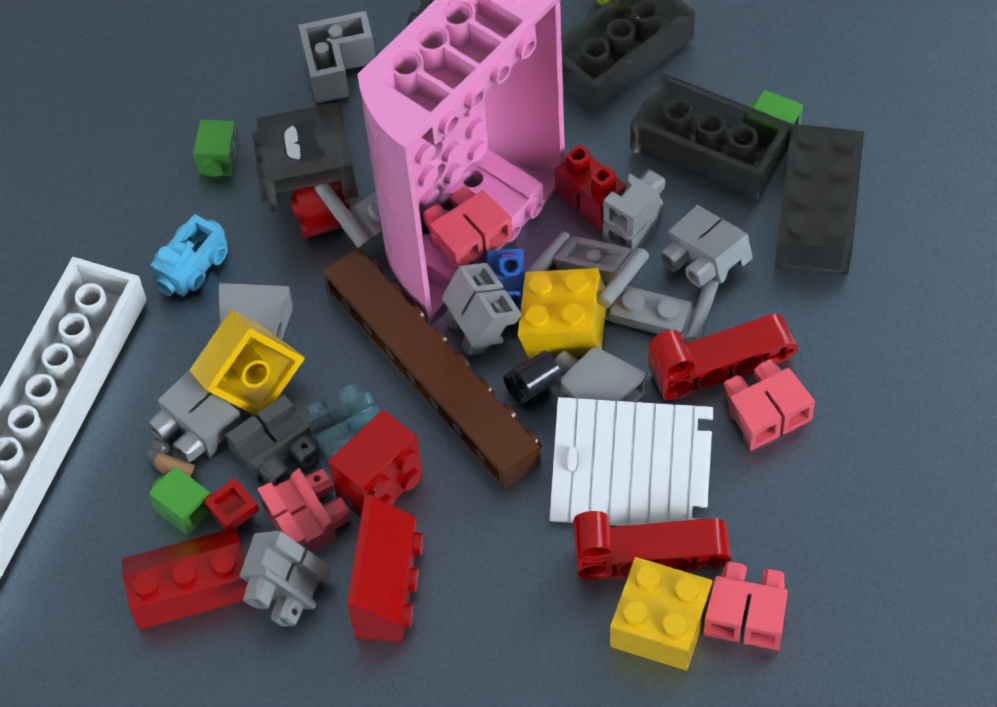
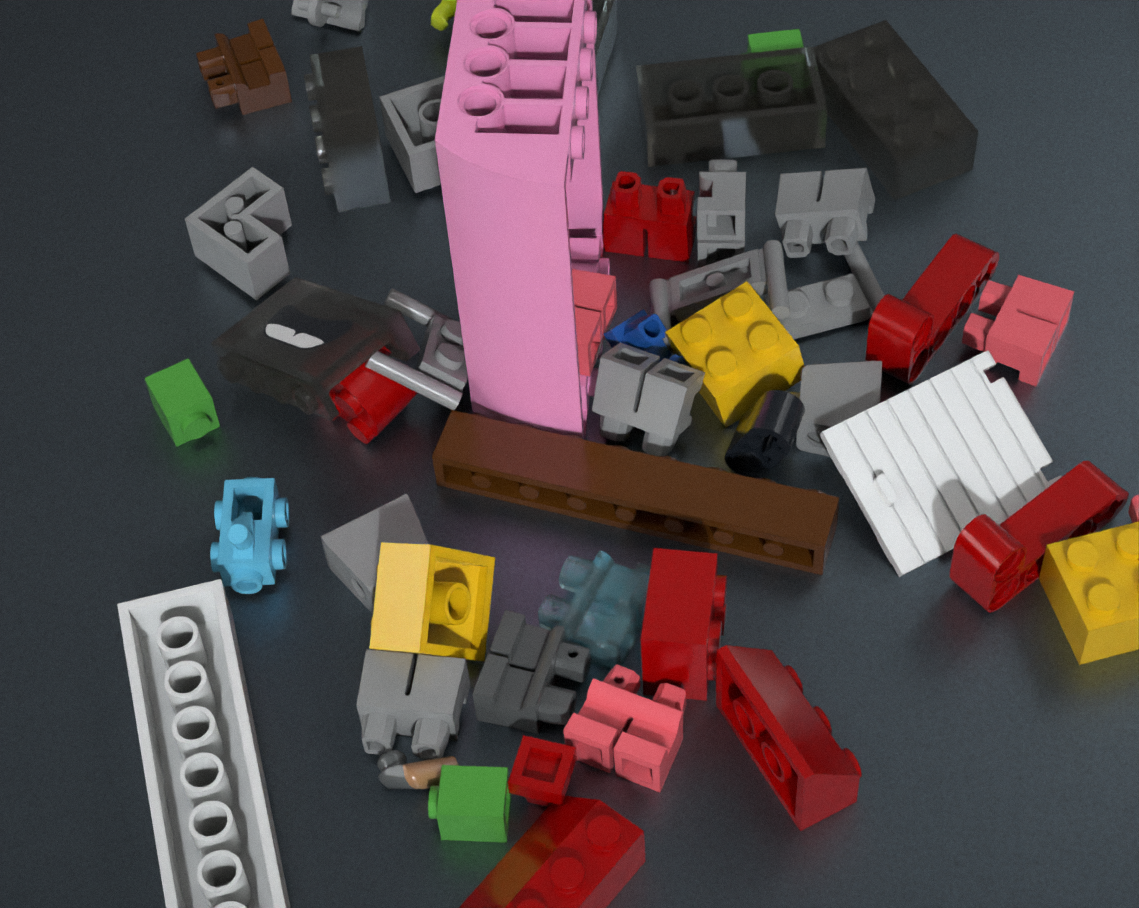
camera: 35 degrees left, 5 degrees down
(282, 572) = (676, 804): light grey hips -> none

